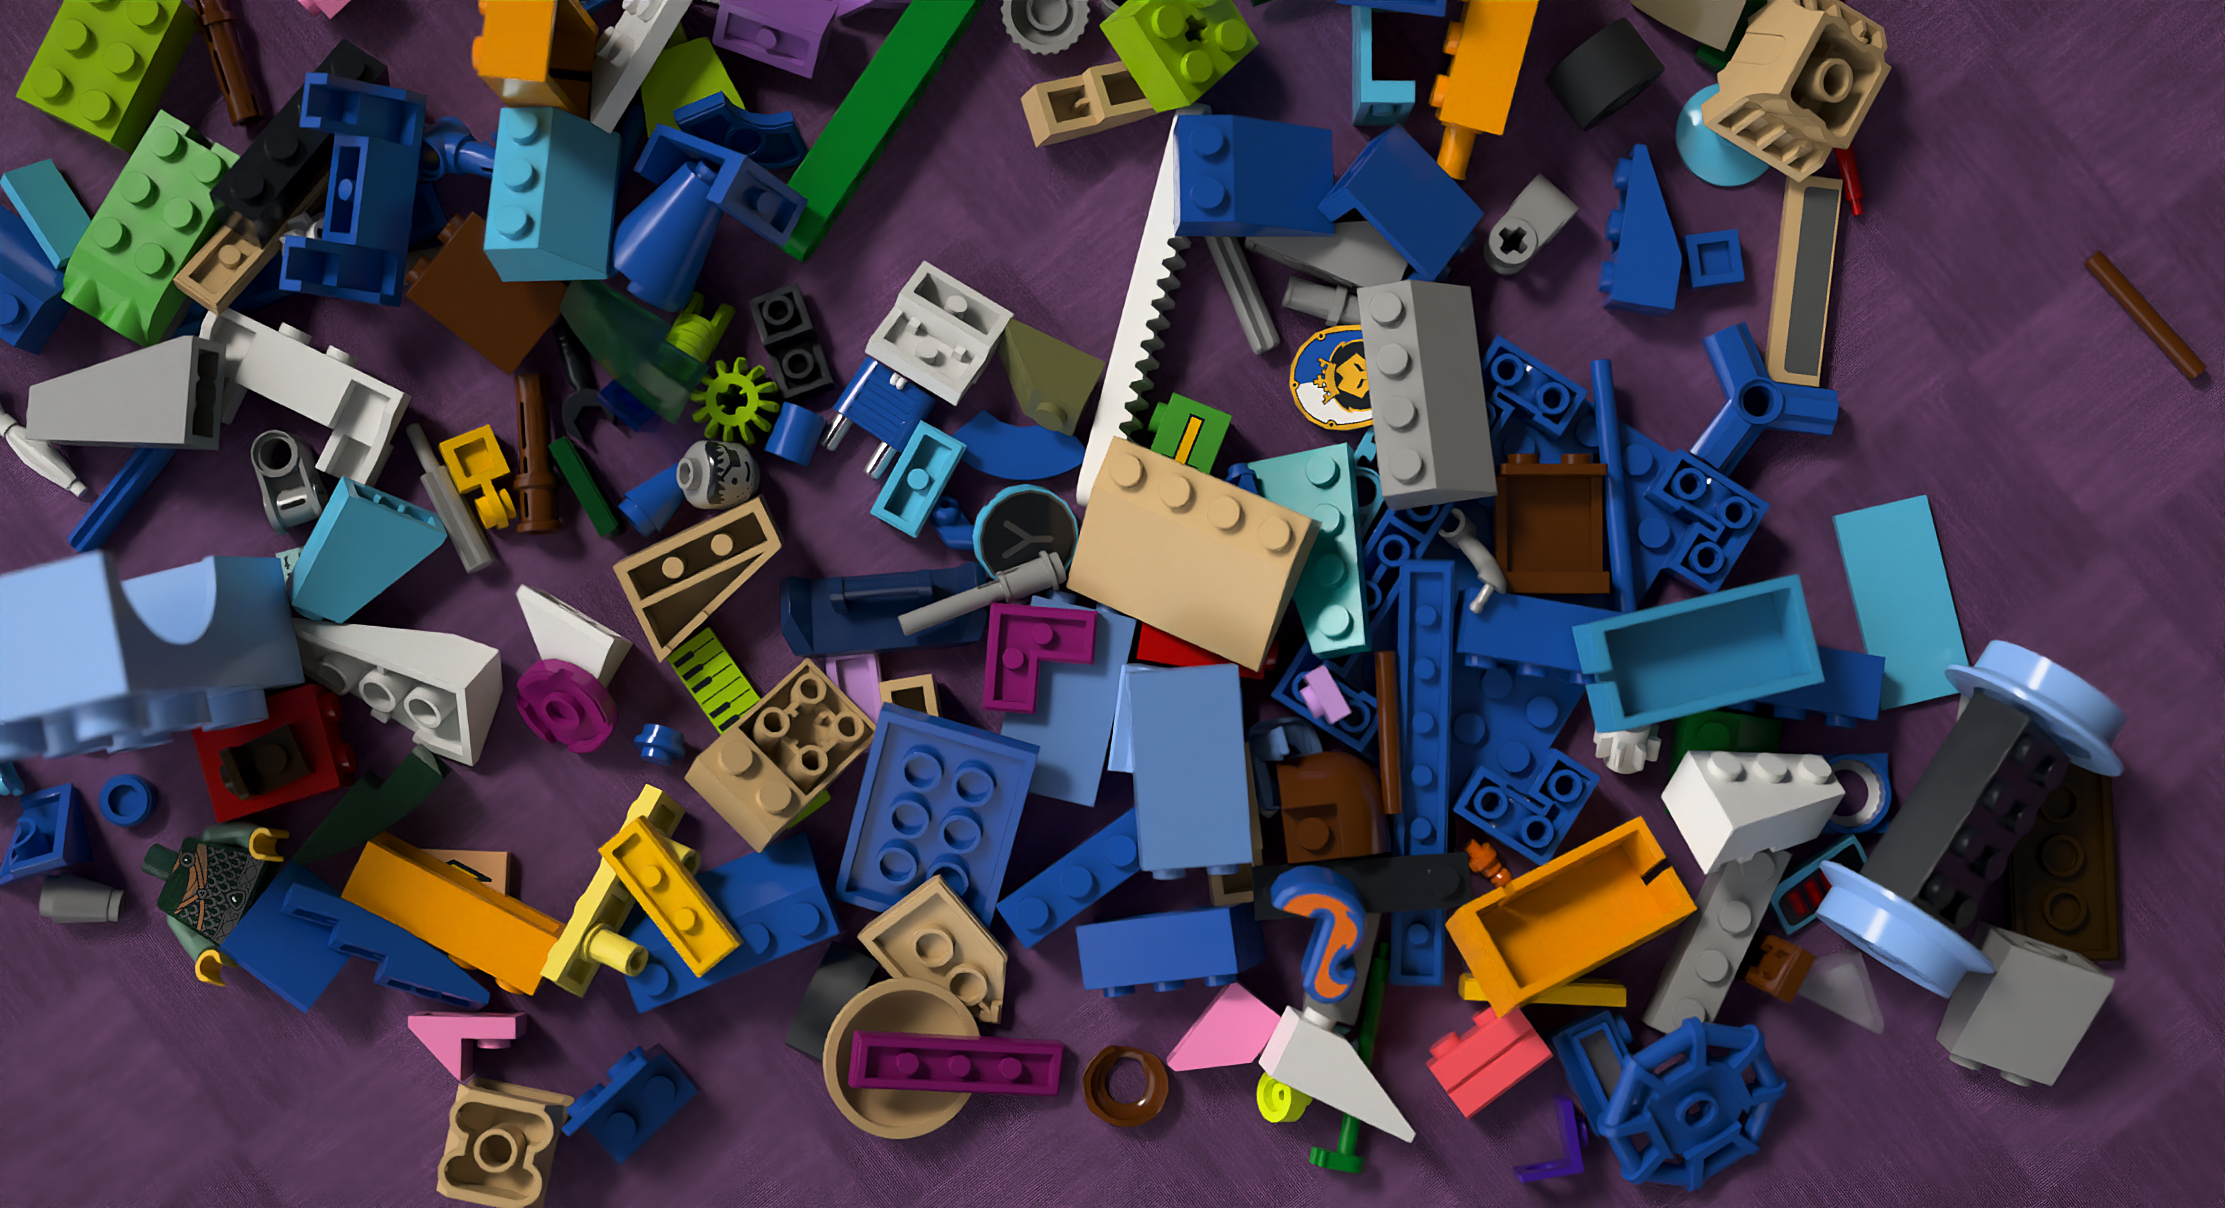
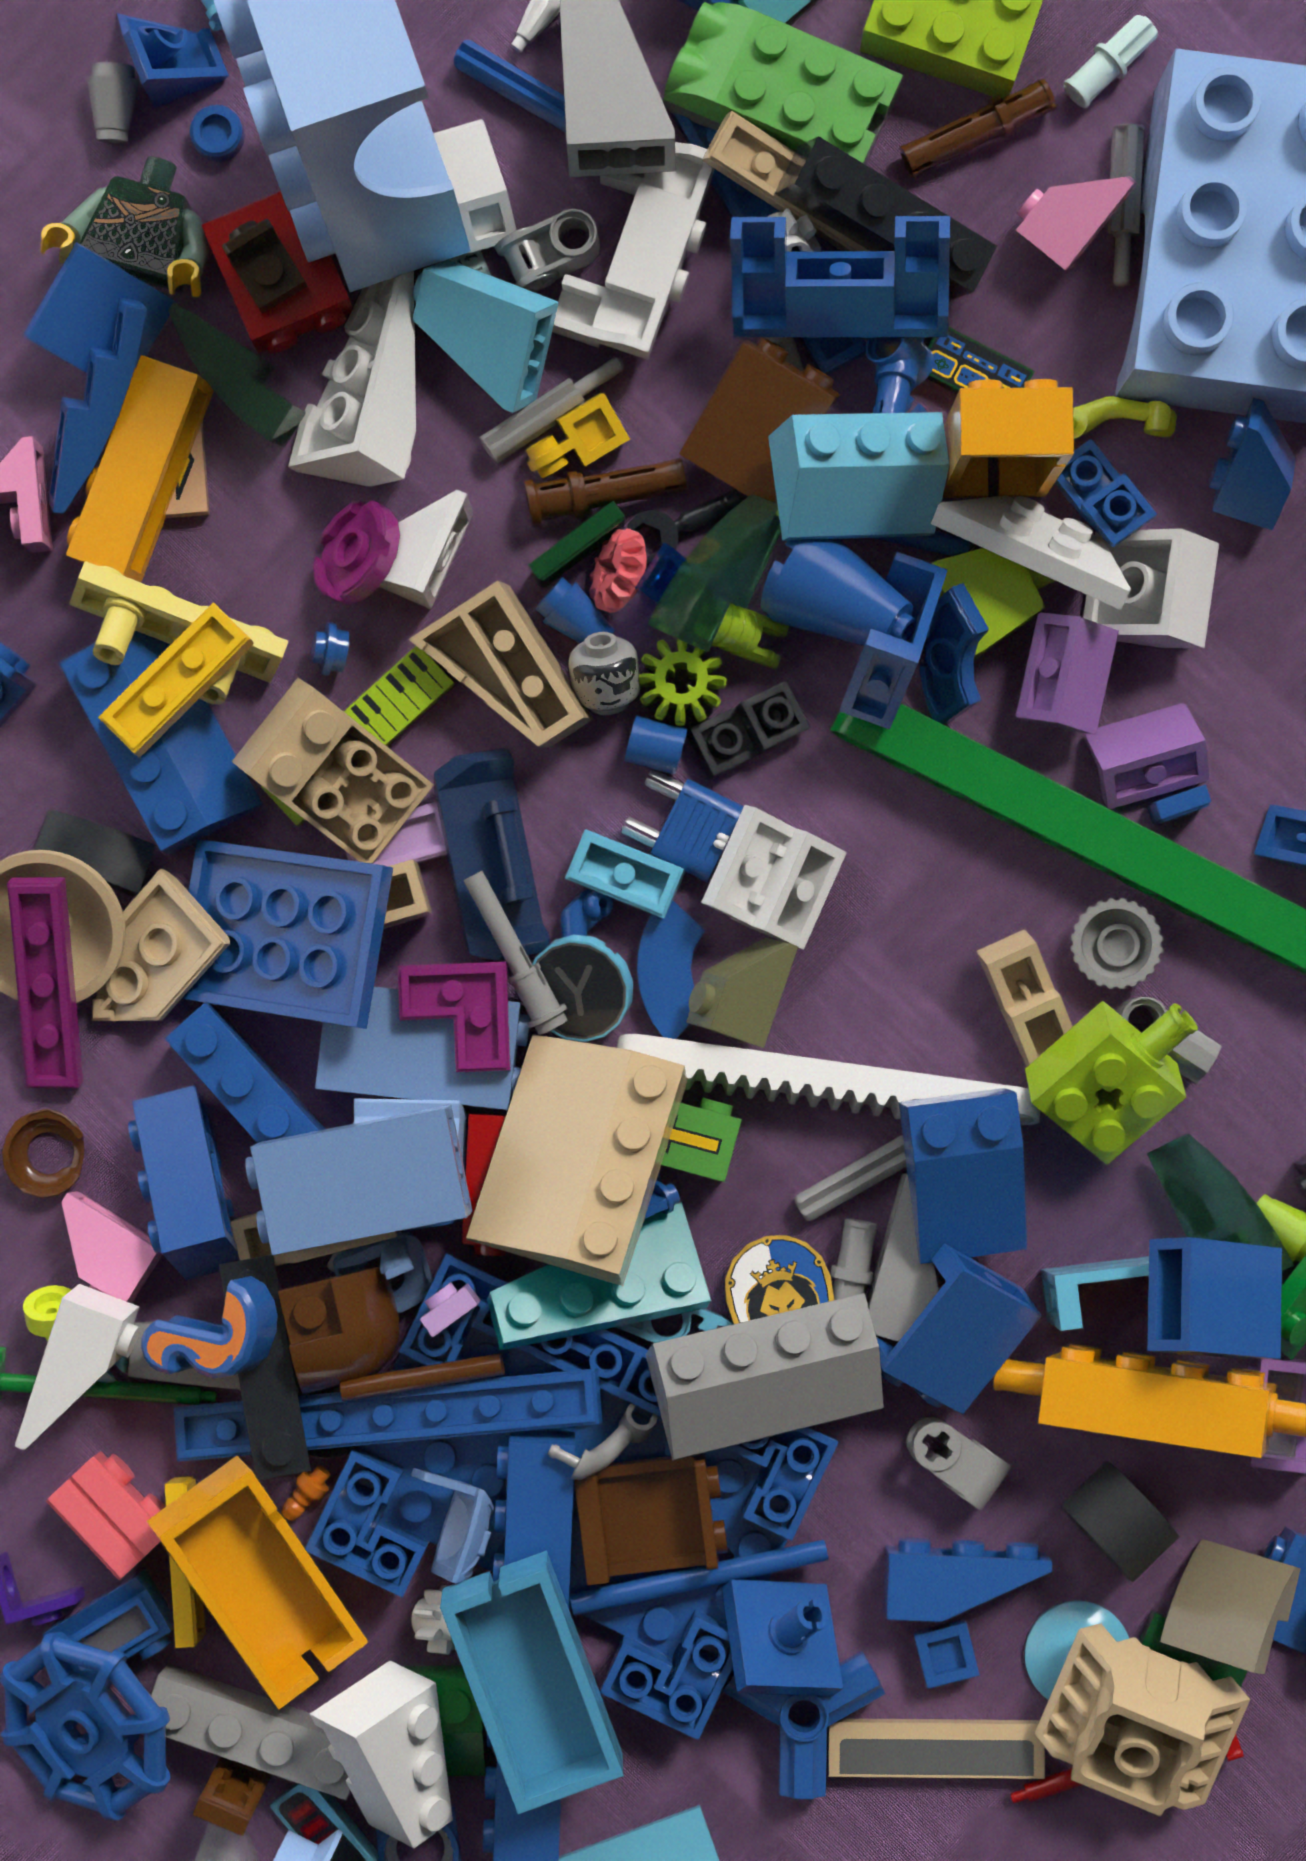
camera: 80 degrees right, 0 degrees up
(215, 536) = (476, 183): none -> white slope
(456, 86) = (964, 360): none -> tile
(603, 436) = (618, 570): none -> coral gear
(1543, 709) = (464, 1529): none -> medium blue piece
(1681, 412) = (782, 1638): none -> blue tile

